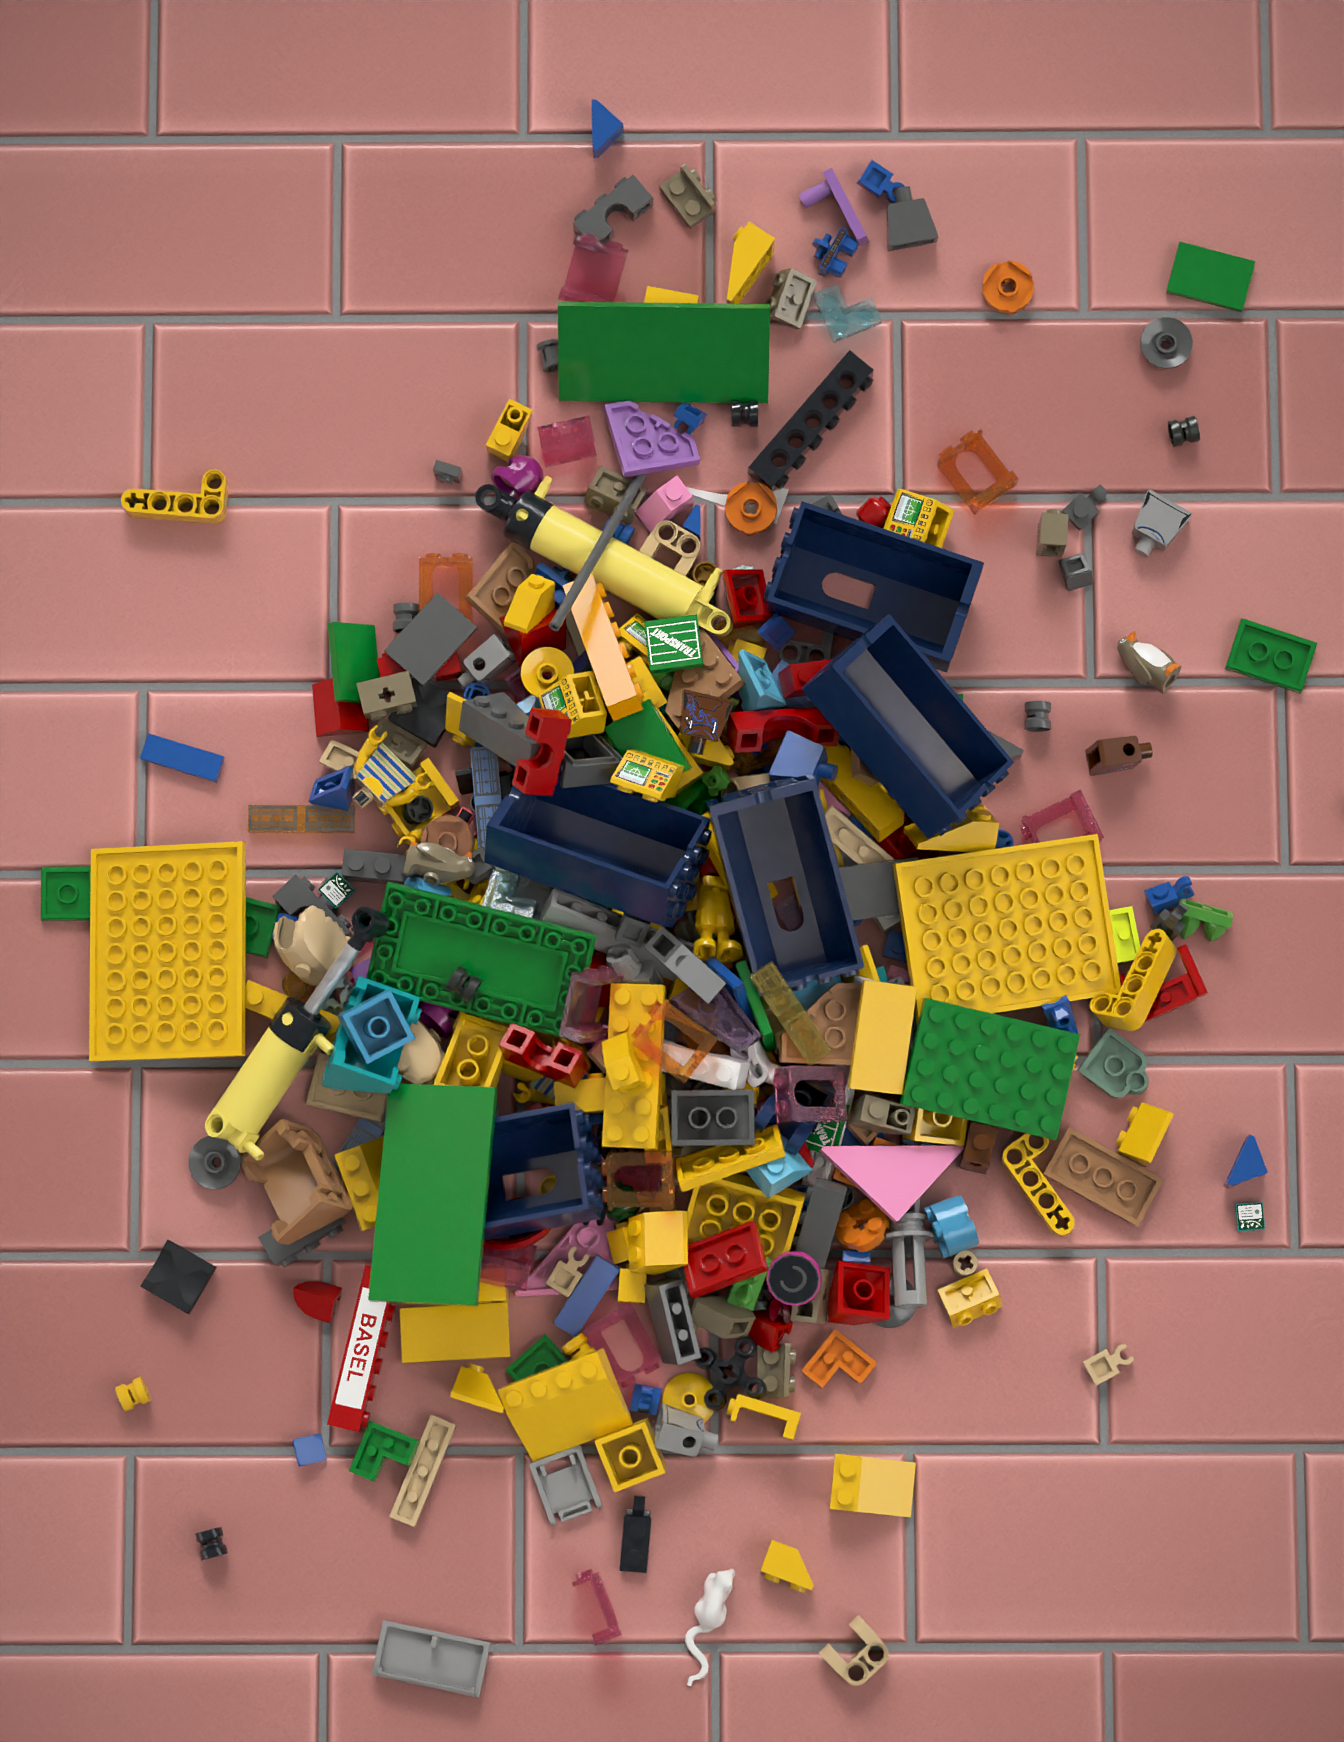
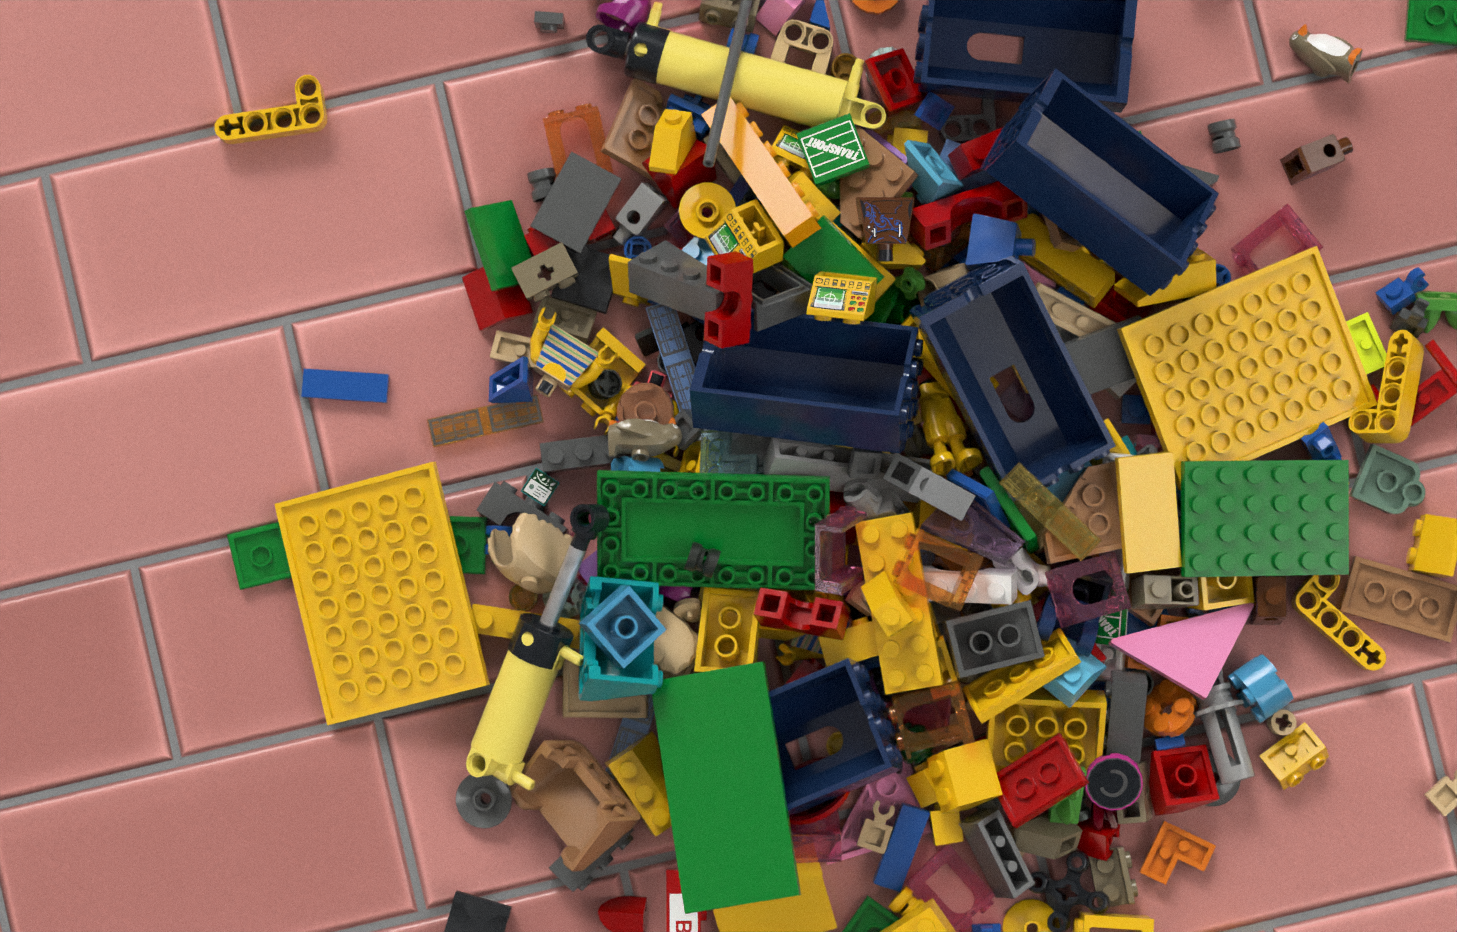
camera: 15 degrees left, 5 degrees up
(443, 1030) = (689, 609): none -> tan piece

